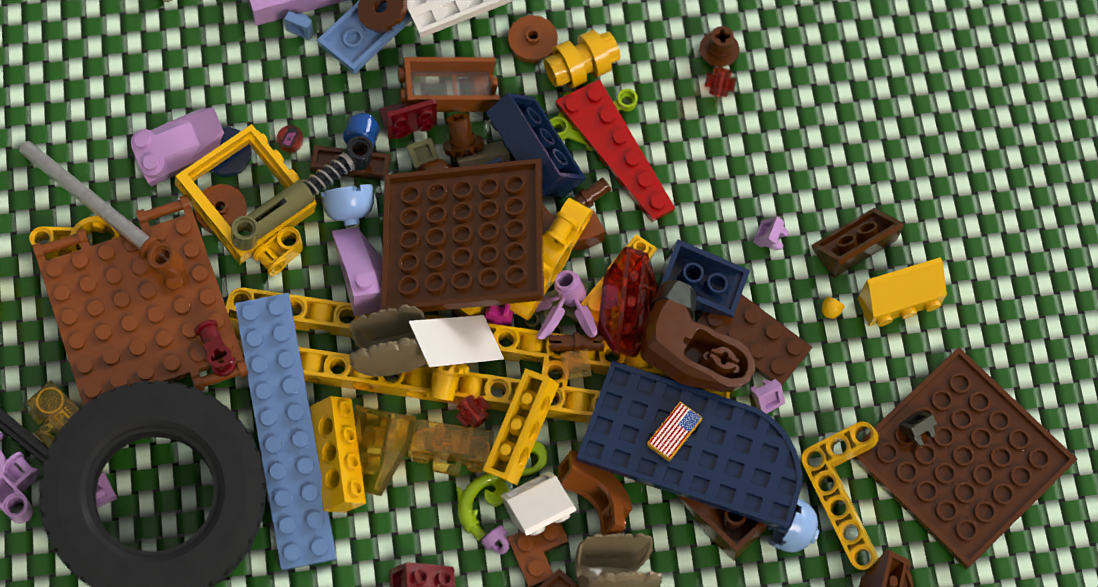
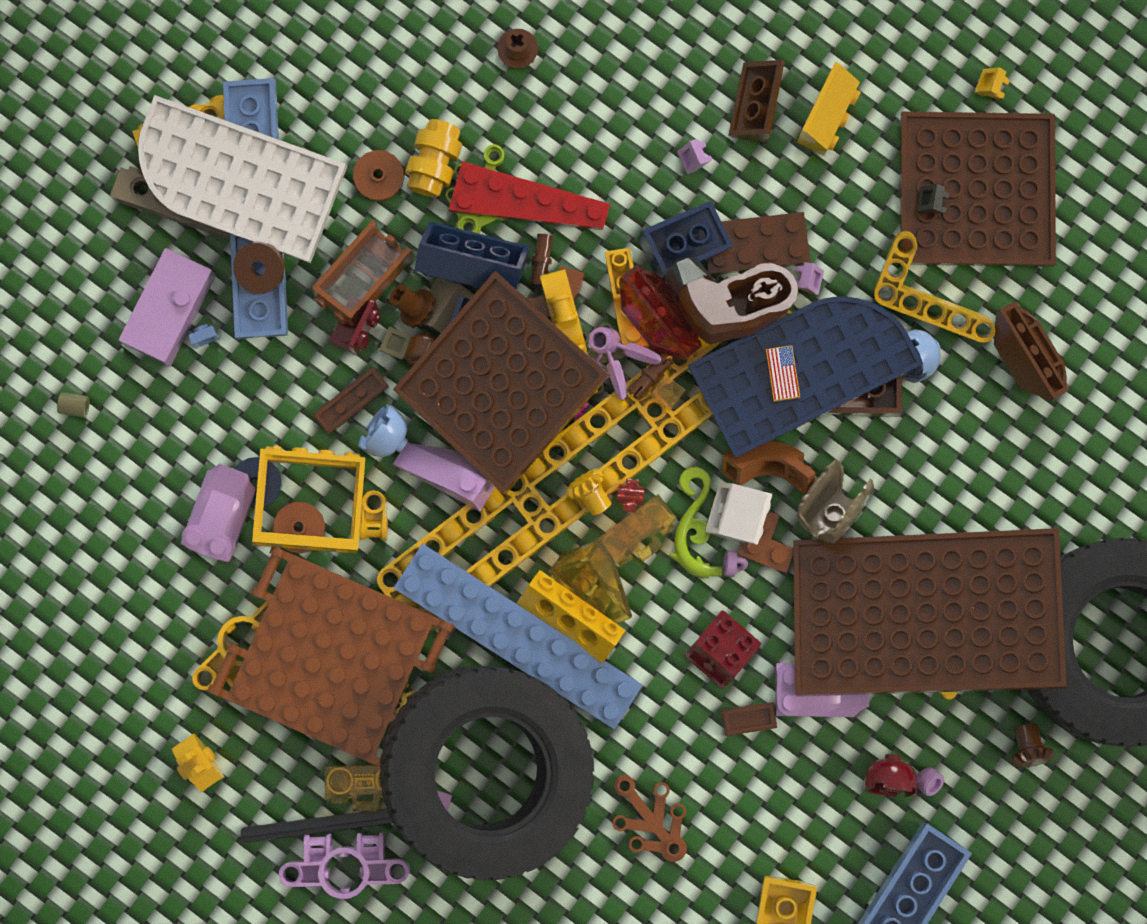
camera: 40 degrees left, 15 degrees up
(152, 249) = (300, 611): flat silver piece -> none
(215, 348) = (417, 633): dark red connector -> none
(290, 138) = (290, 426): clear red tile -> none
(299, 195) = (351, 465): piece -> none
(361, 125) = (337, 372): blue head -> none
(386, 342) = (533, 504): dark tan animal -> none
(456, 340) = (575, 461): white sticker -> none
(521, 426) = (676, 474): yellow brick -> none
(720, 82) = (546, 75): clear red gear -> none
(832, 308) = (788, 169): yellow hinge -> none
(1048, 391) = (991, 82): none -> yellow tile

